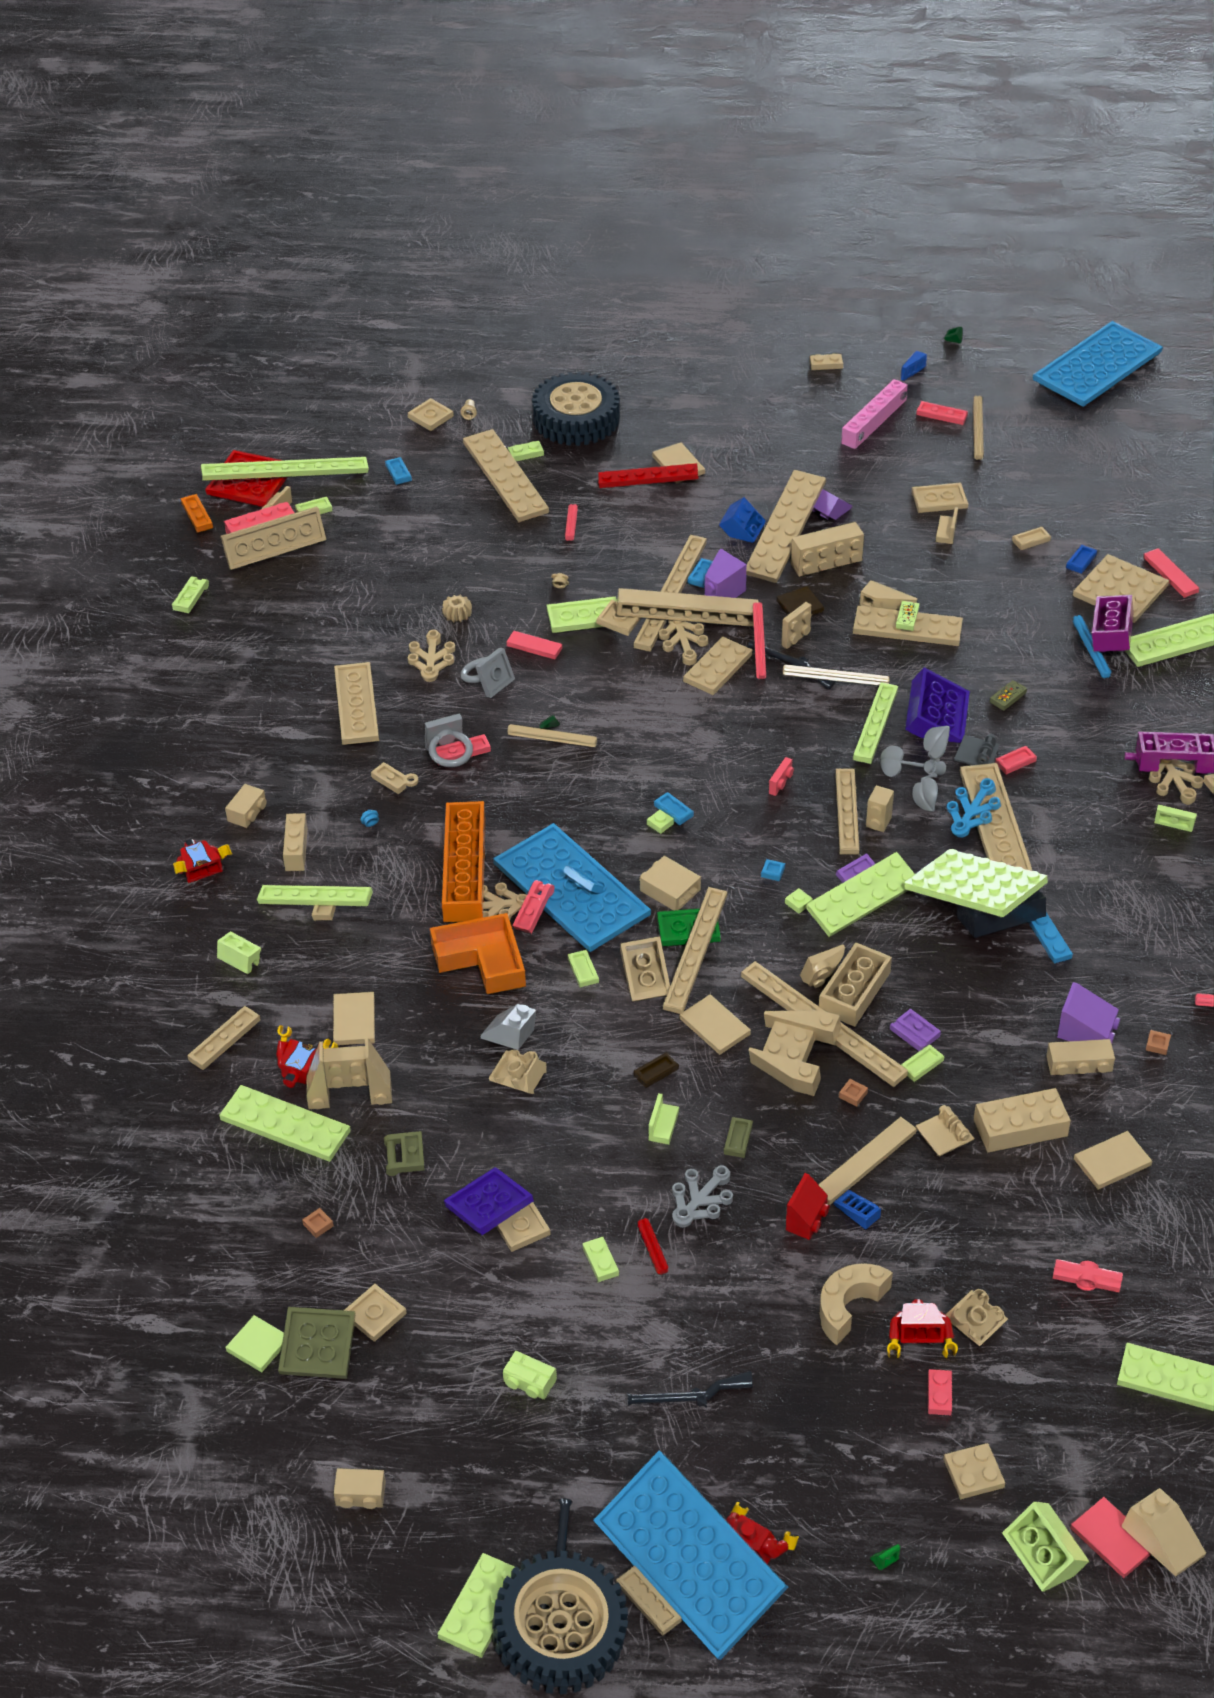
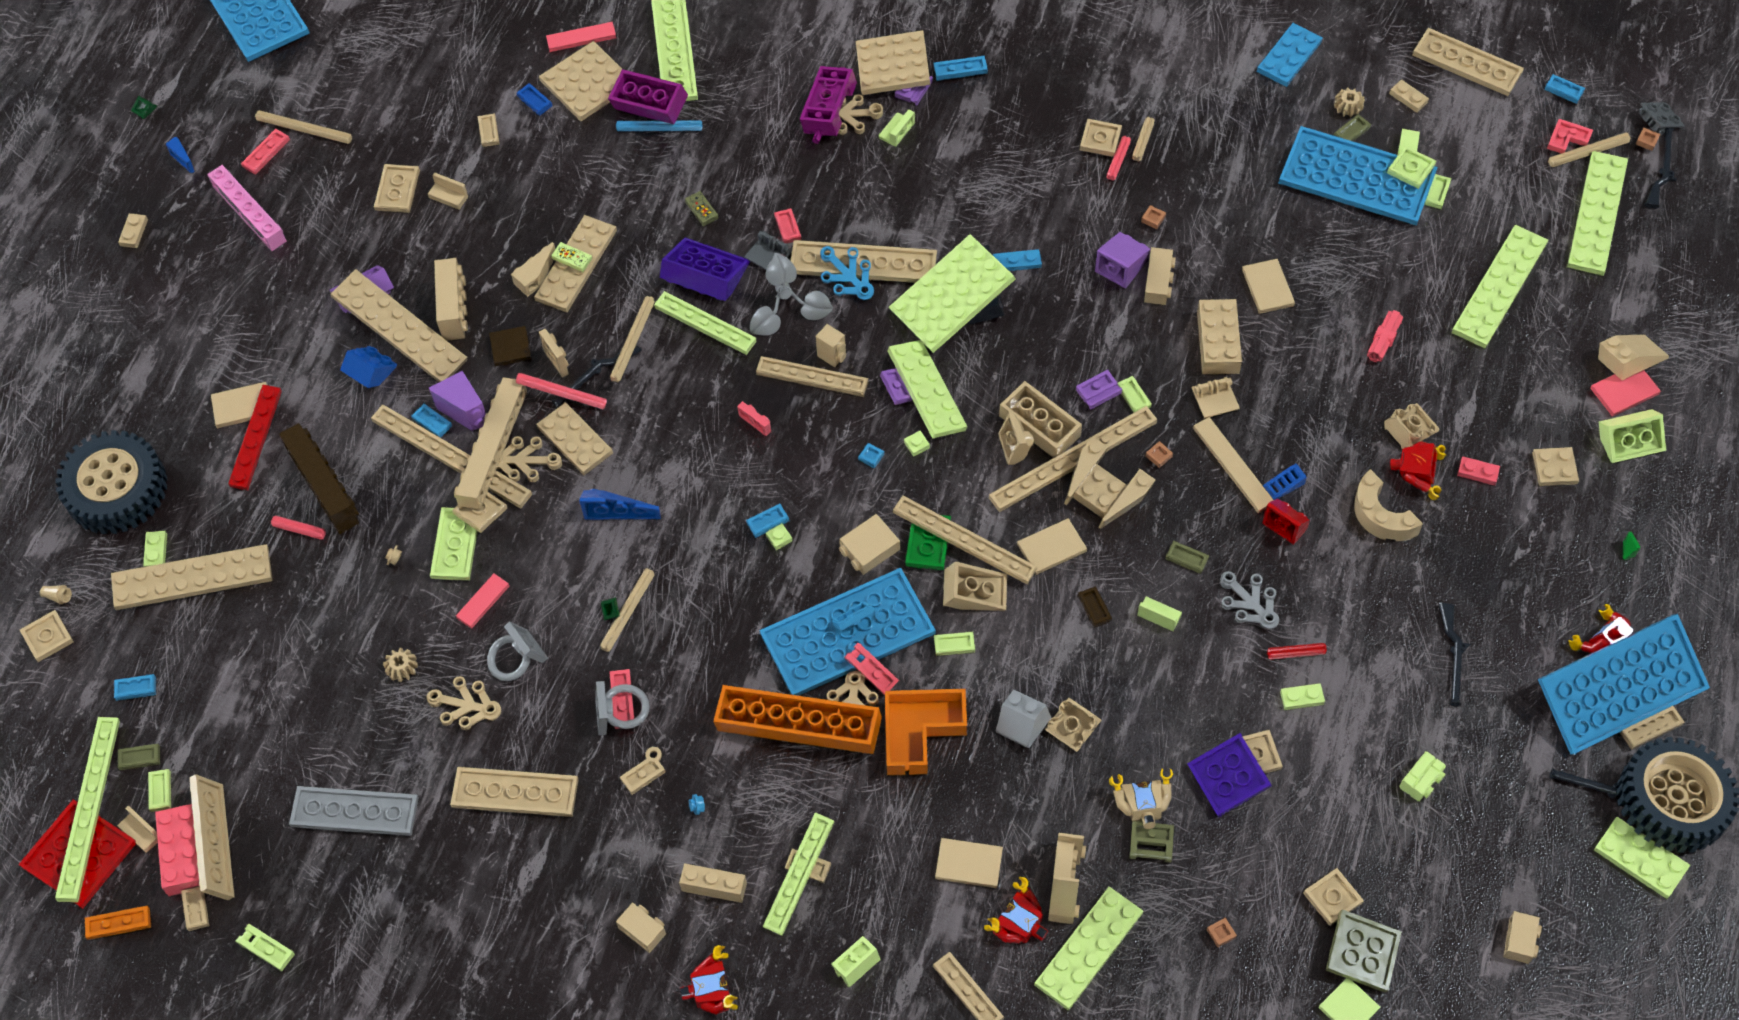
camera: 75 degrees left, 15 degrees up
(211, 551) = (195, 908): none -> tan plate
(317, 614) = (354, 810): none -> light grey plate
(339, 489) = (138, 757): none -> olive tile
(444, 1134) = (1143, 800): none -> tan torso
(616, 516) = (320, 477): none -> dark brown brick
(651, 695) = (605, 505): none -> blue wedge

